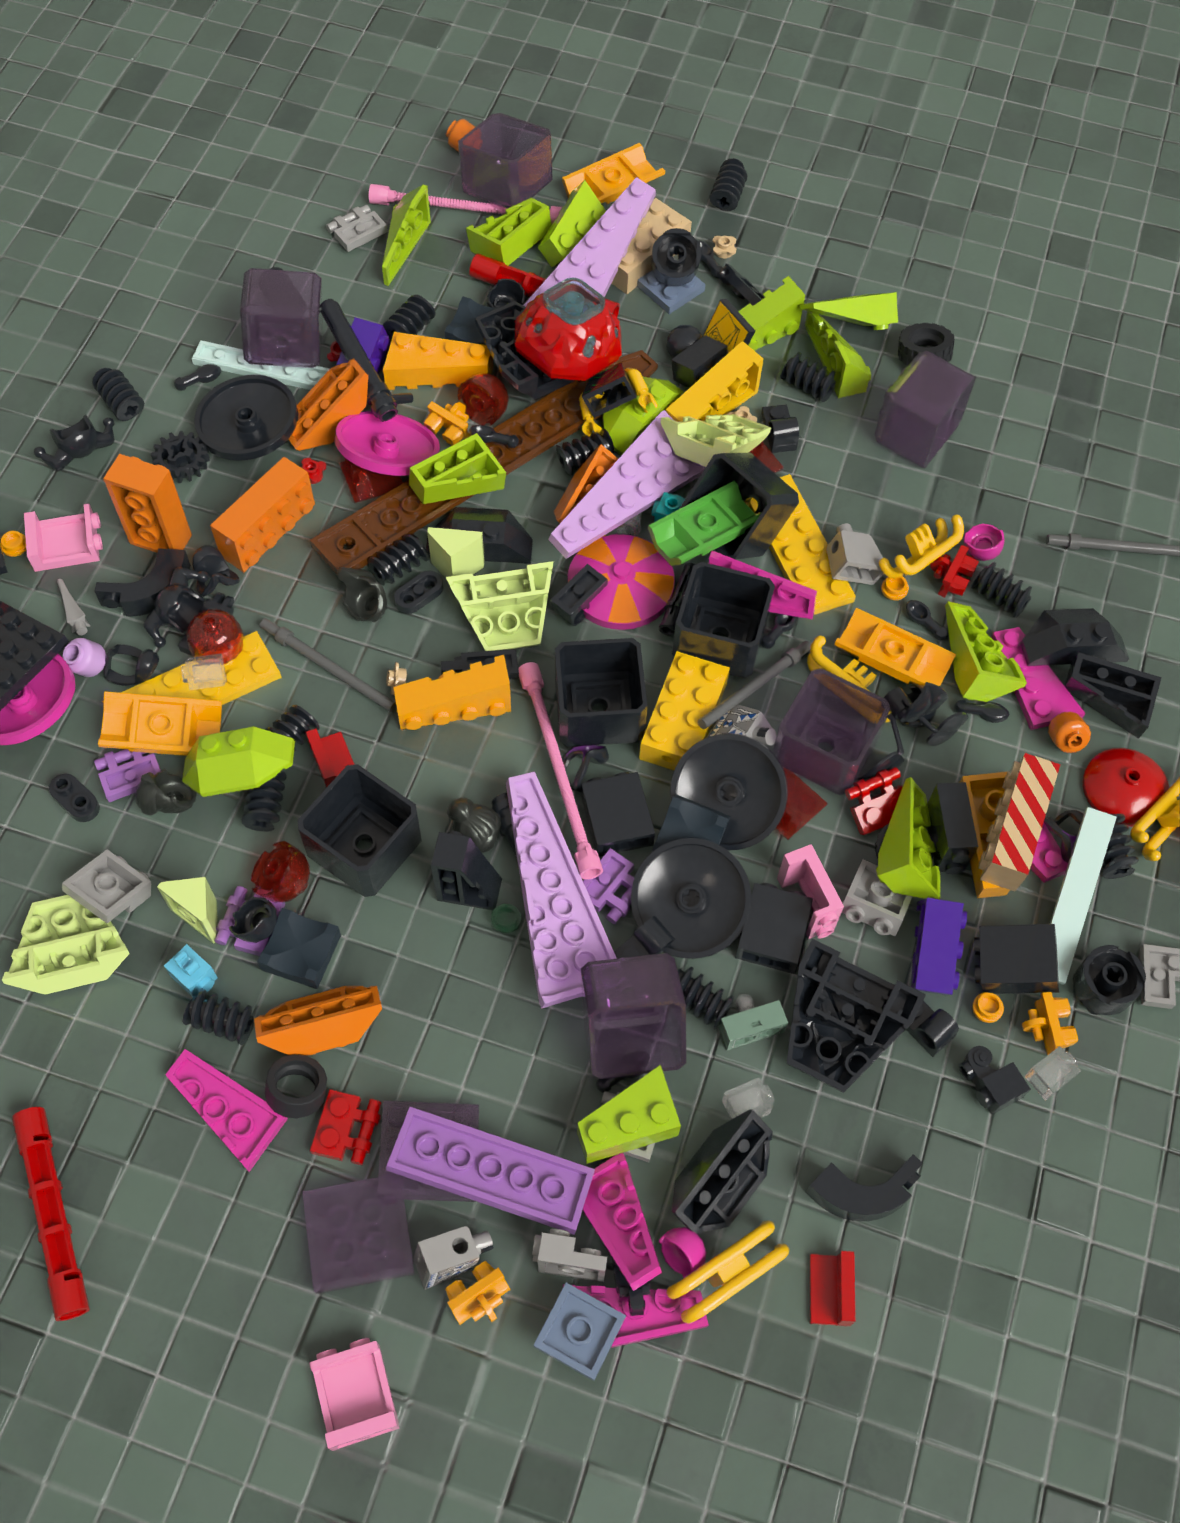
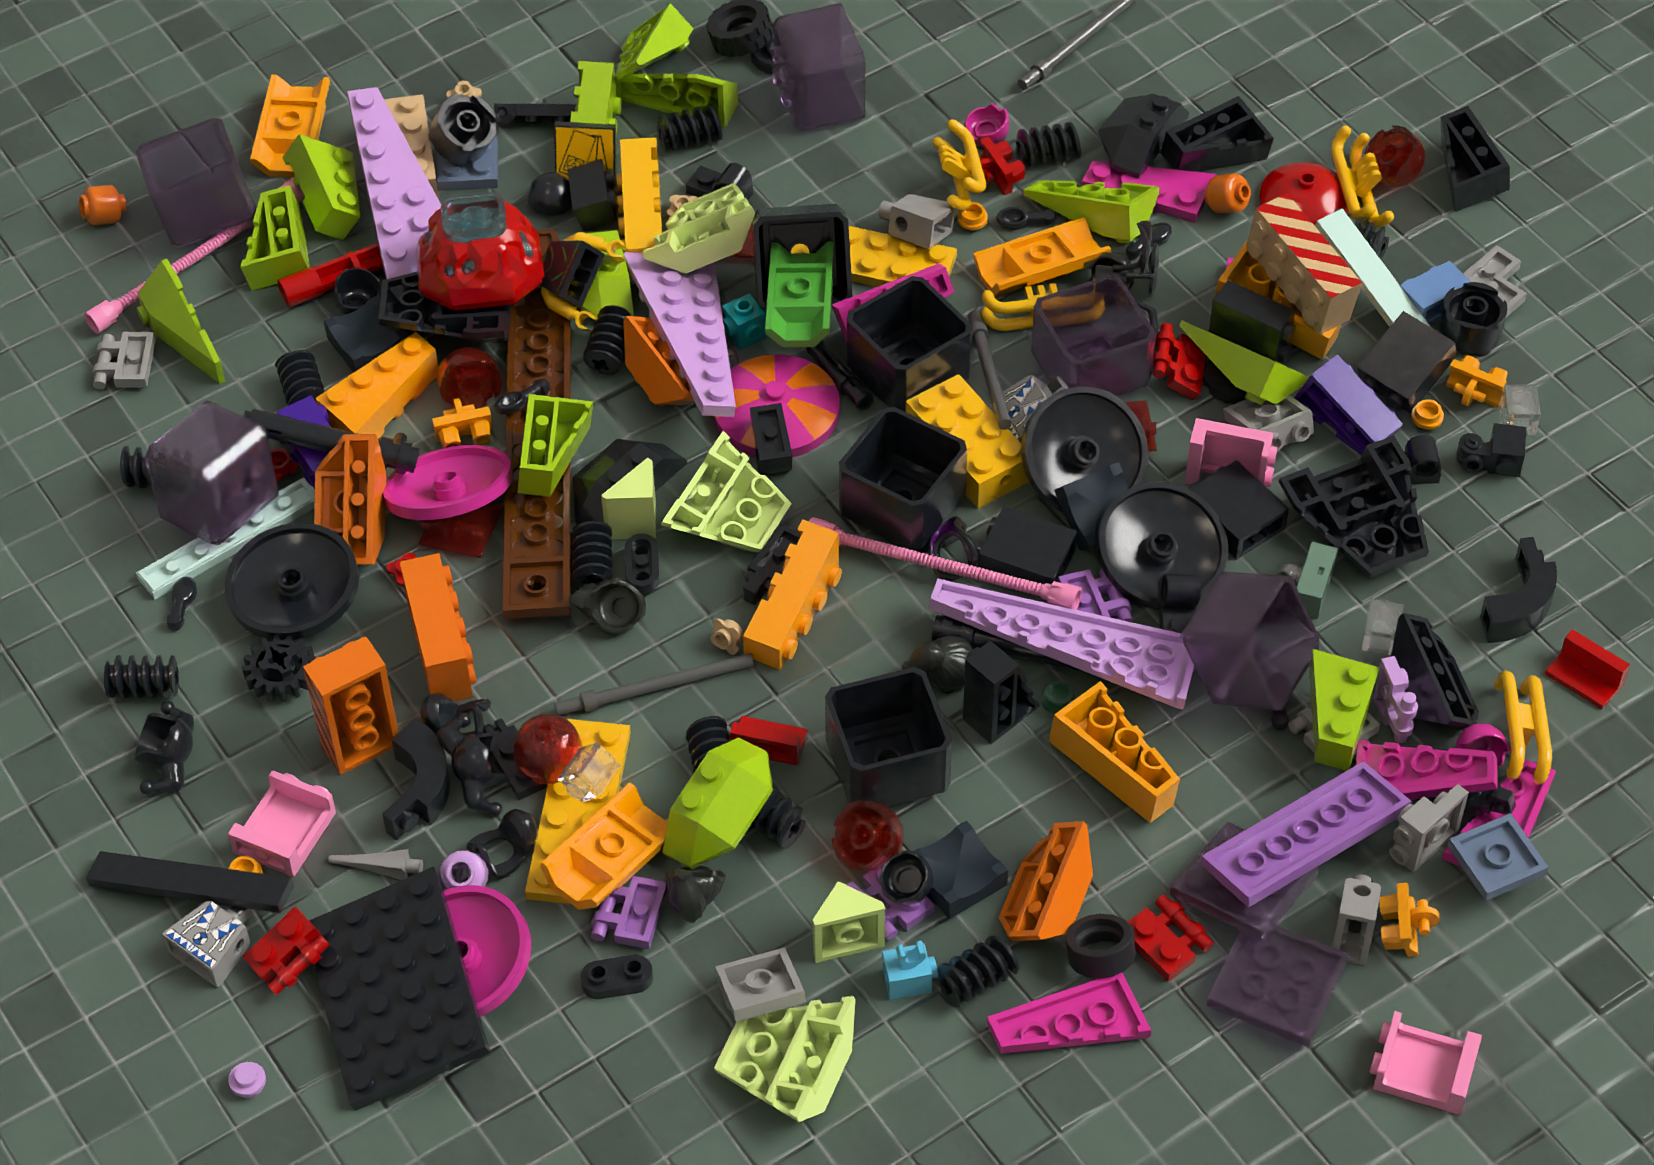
camera: 50 degrees left, 10 degrees down
(479, 978) = (1114, 752): none -> light orange wedge
(677, 1152) = (1391, 700): none -> lavender plate
(728, 185) = (398, 43): black piece -> none
(1108, 929) = (1431, 287): none -> medium blue brick

